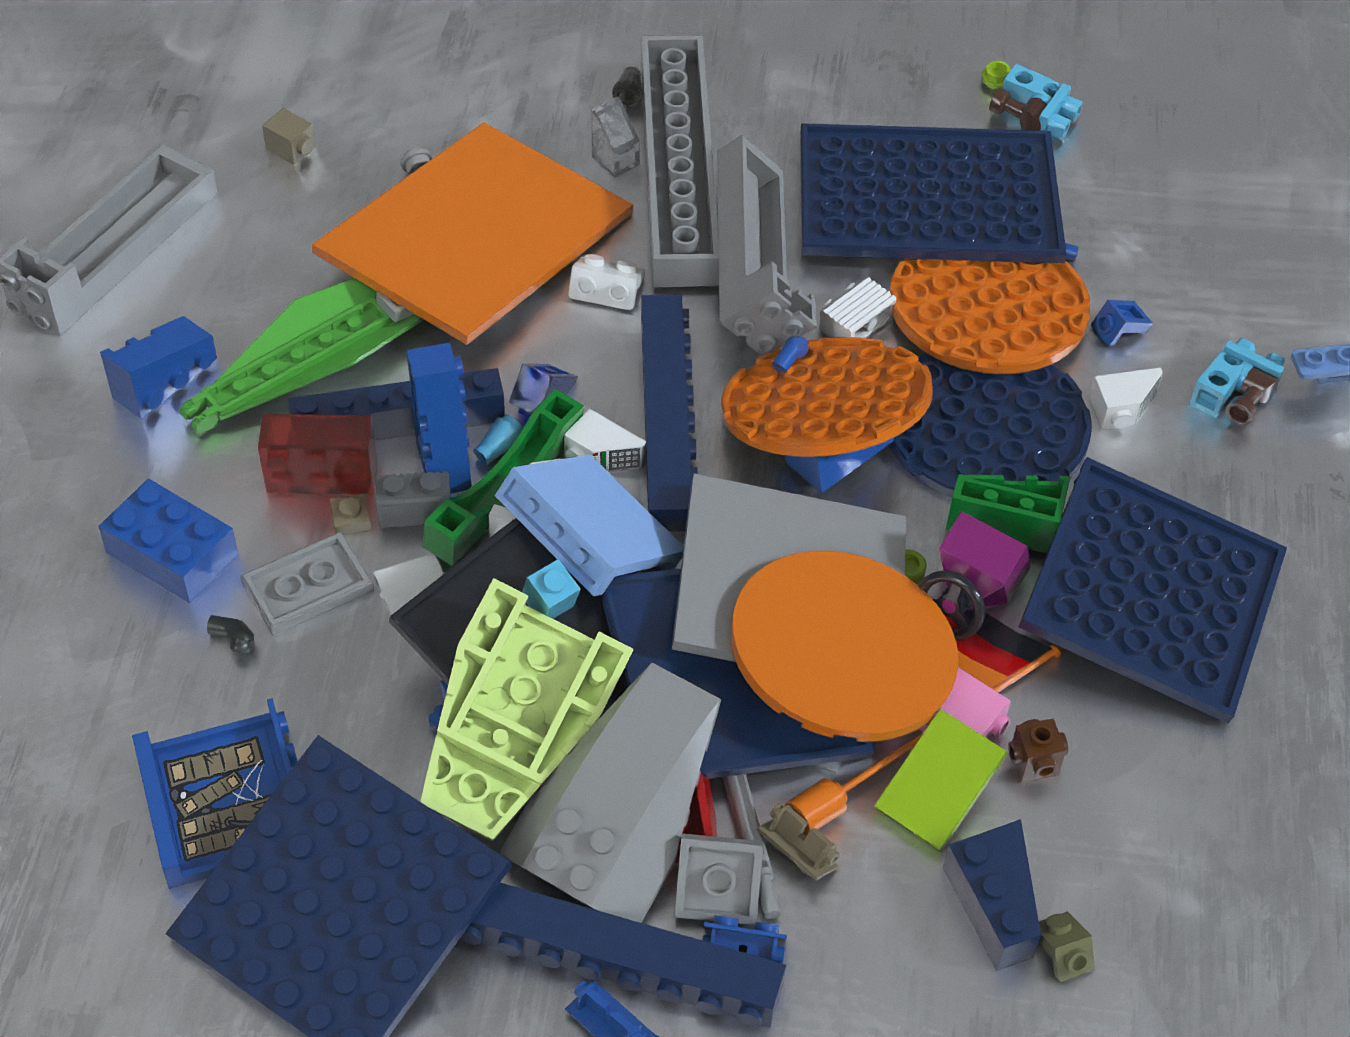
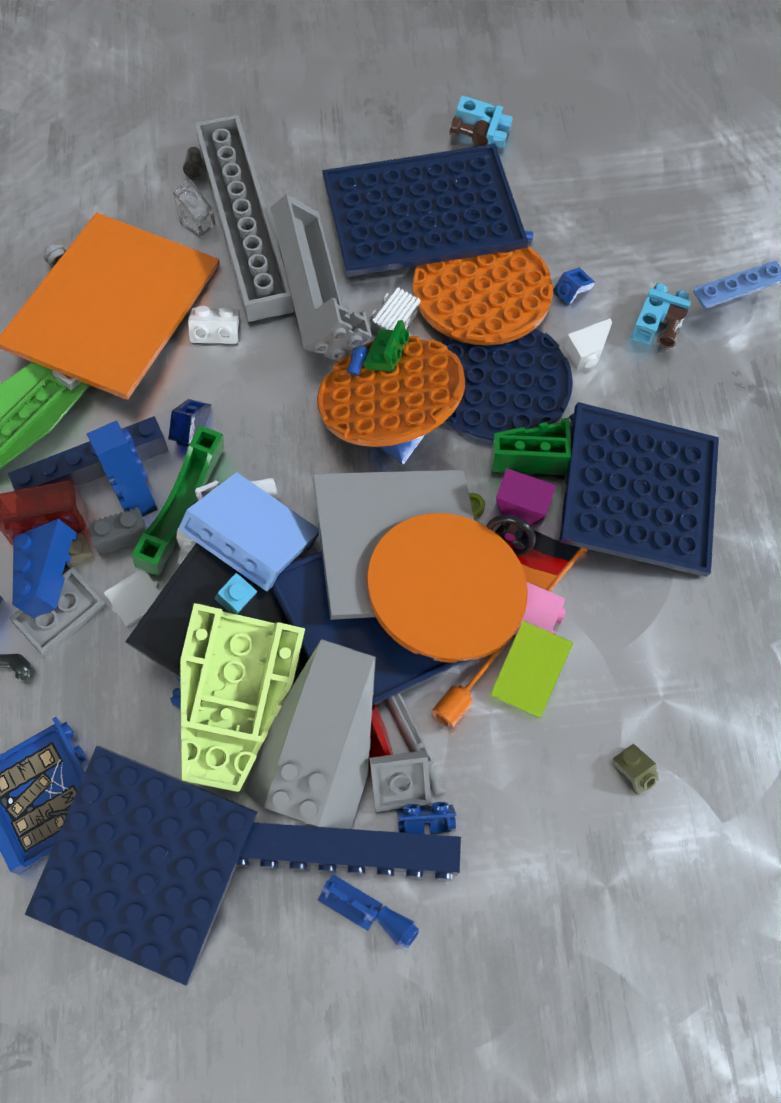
camera: 15 degrees left, 15 degrees up
(299, 514) = (39, 566): none -> blue wedge
(498, 439) = (168, 468): medium azure cone -> none
(605, 442) = (242, 457): white slope -> none
(667, 408) = (280, 420): dark blue brick -> none
(812, 854) = (455, 743): dark tan hinge -> none
(835, 345) = (387, 348): none -> green bracket
(995, 73) = (448, 104): lime plate -> none
(997, 892) = (586, 742): dark blue wedge -> none
(1037, 749) = (589, 628): reddish brown brick -> none

